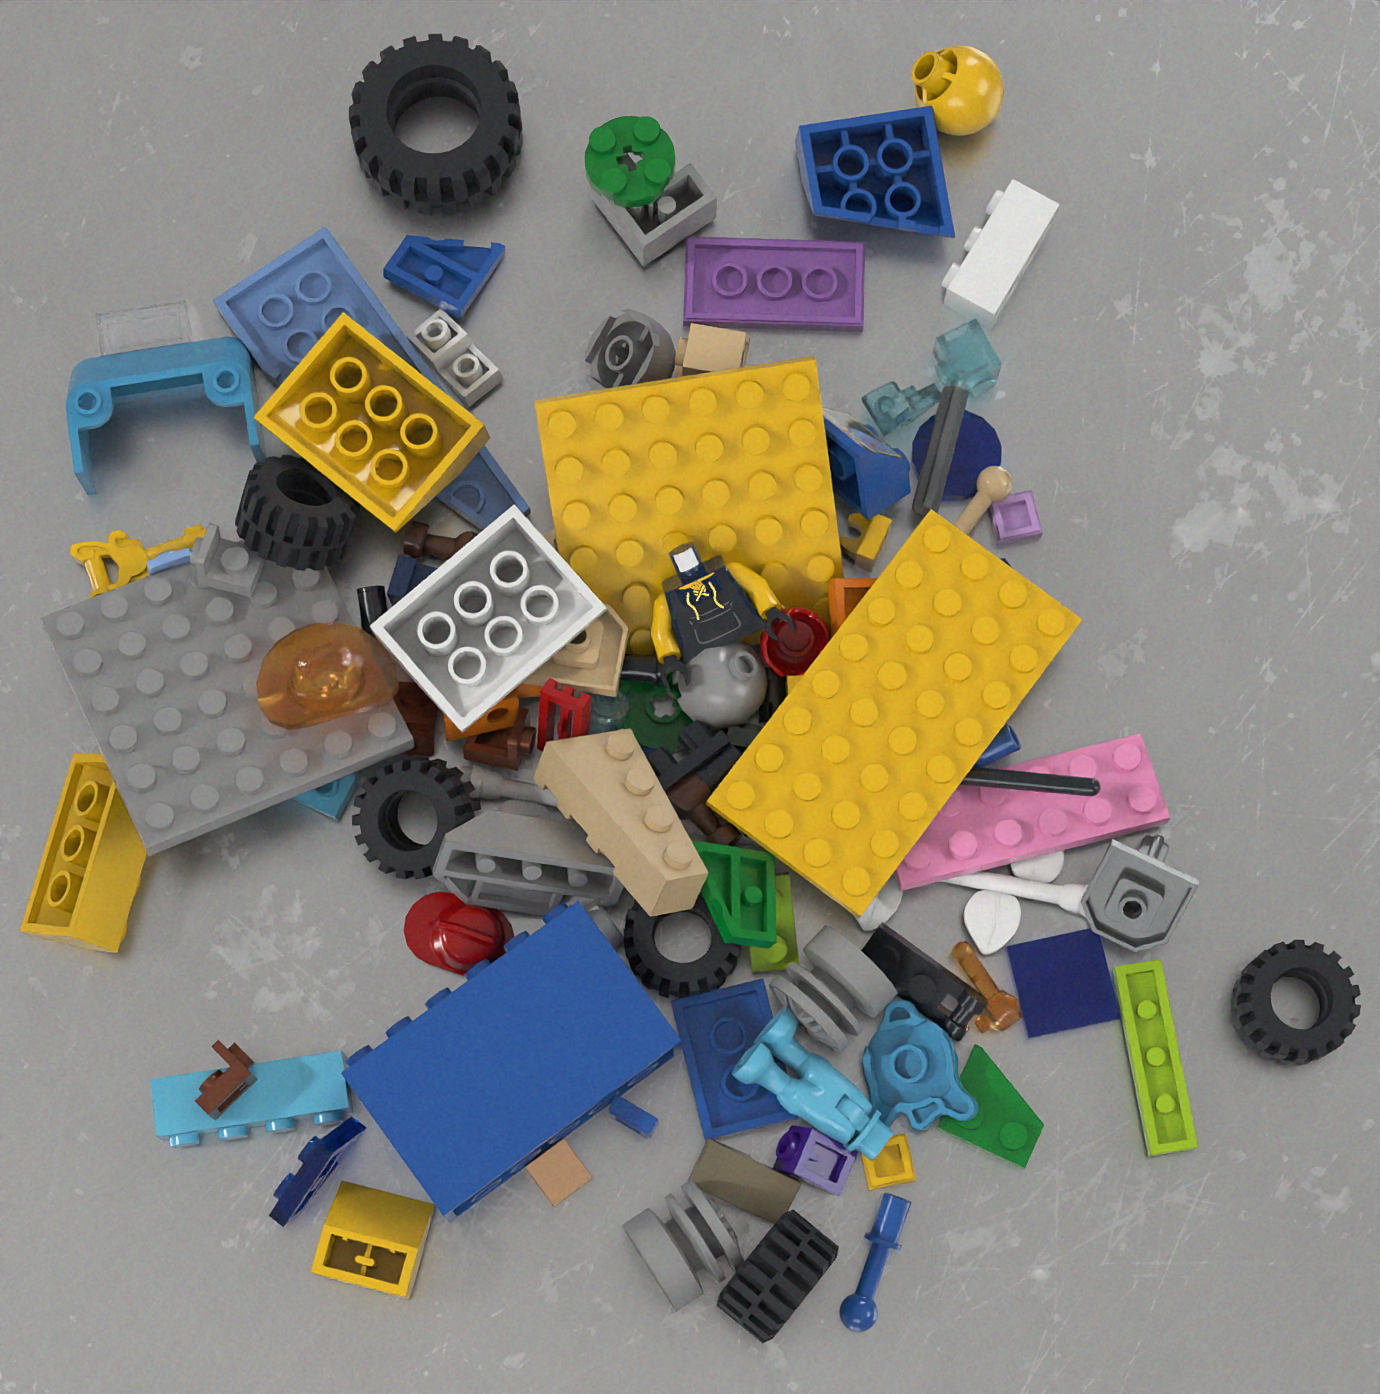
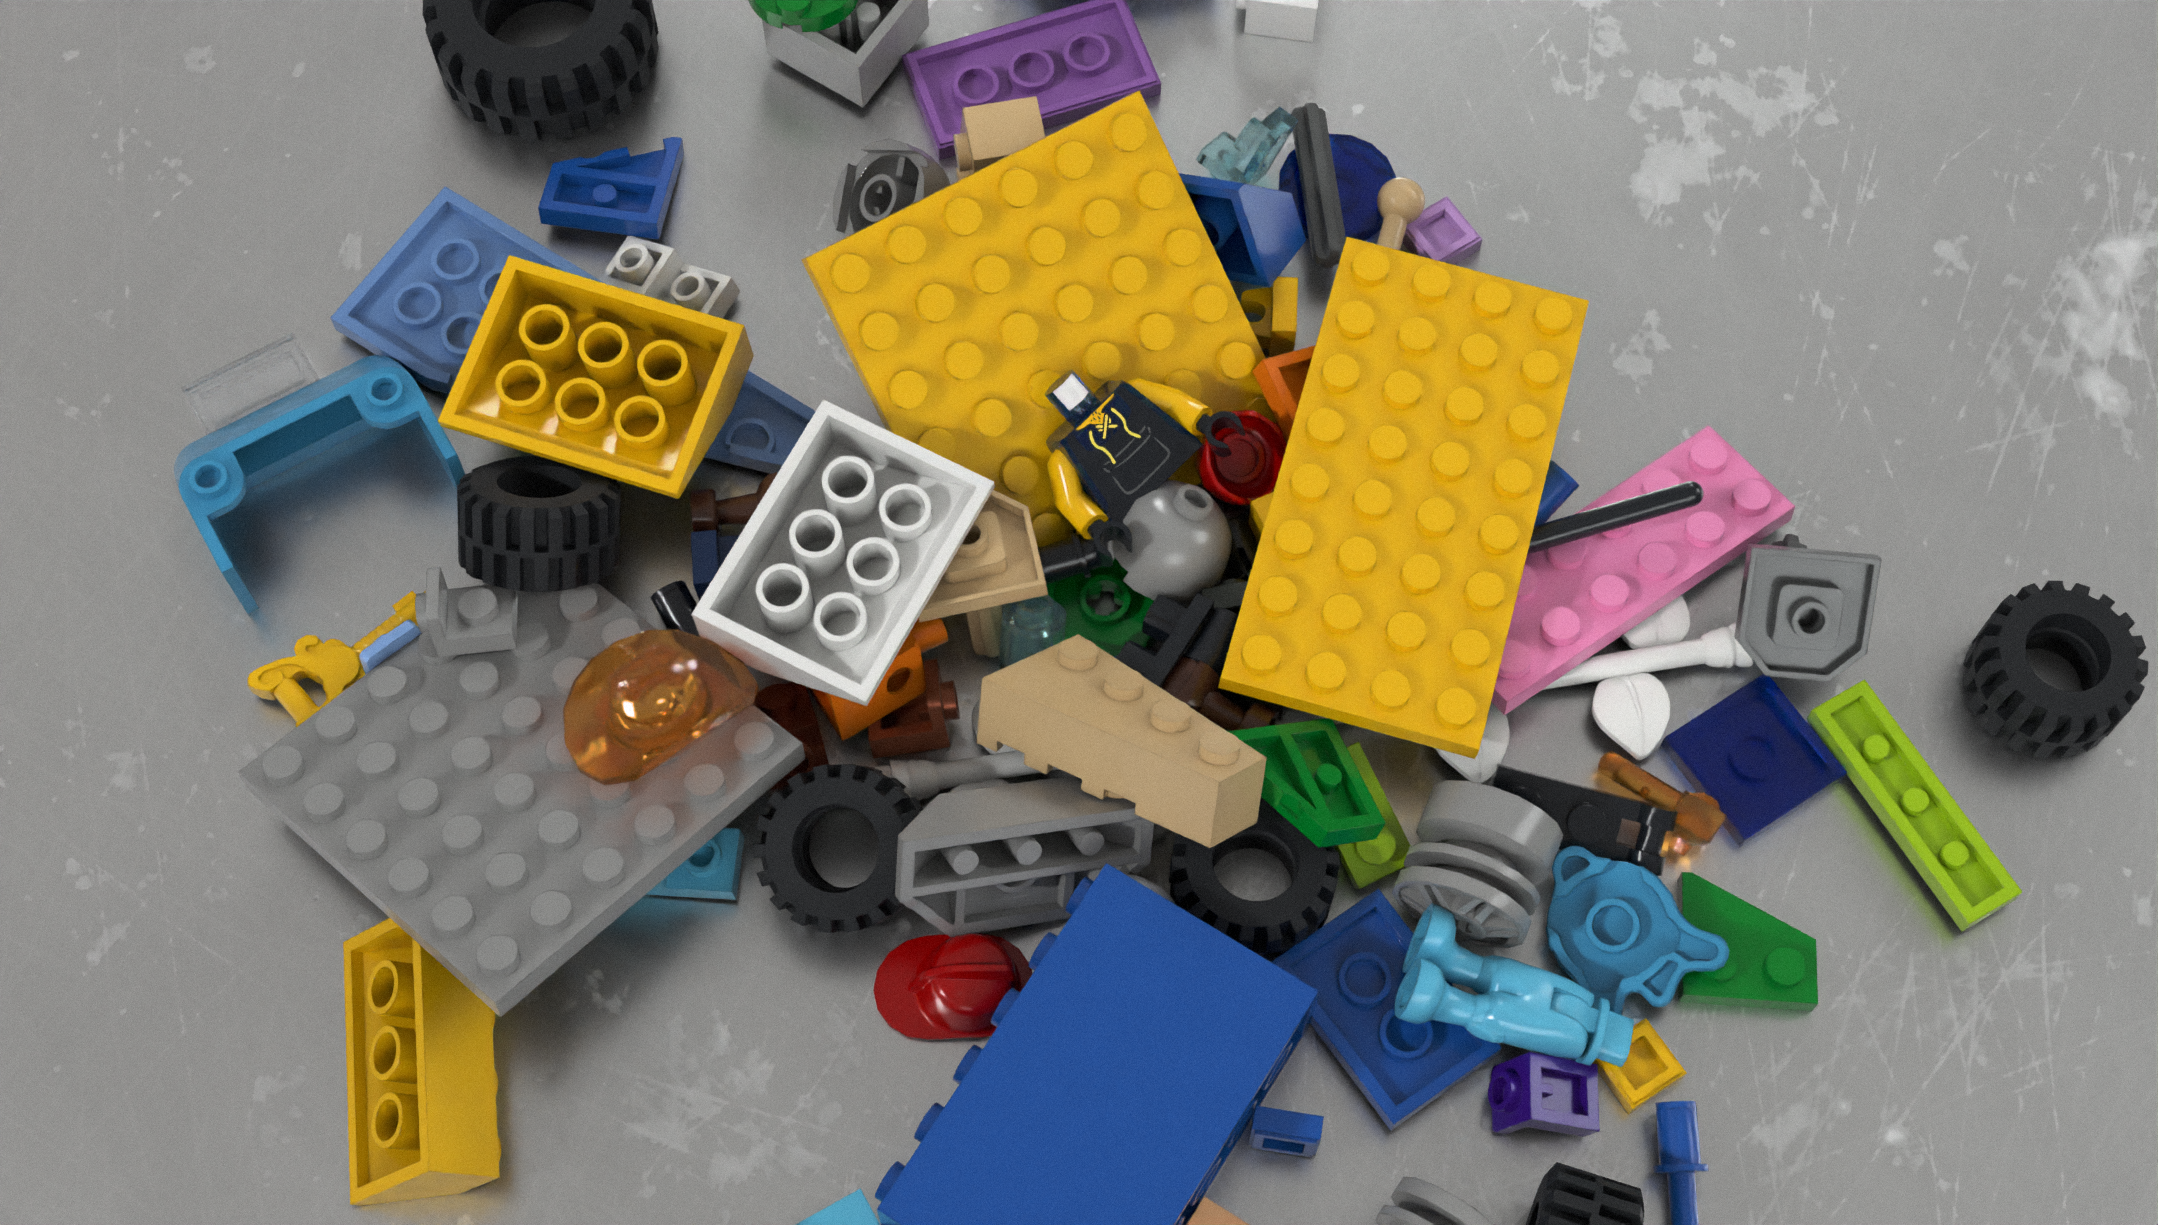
camera: 20 degrees left, 10 degrees down
(547, 708) = (987, 618): red tile -> none
(744, 1181) = (1469, 1158): dark tan slope -> none
(966, 359) = (1302, 71): clear light blue brick -> none

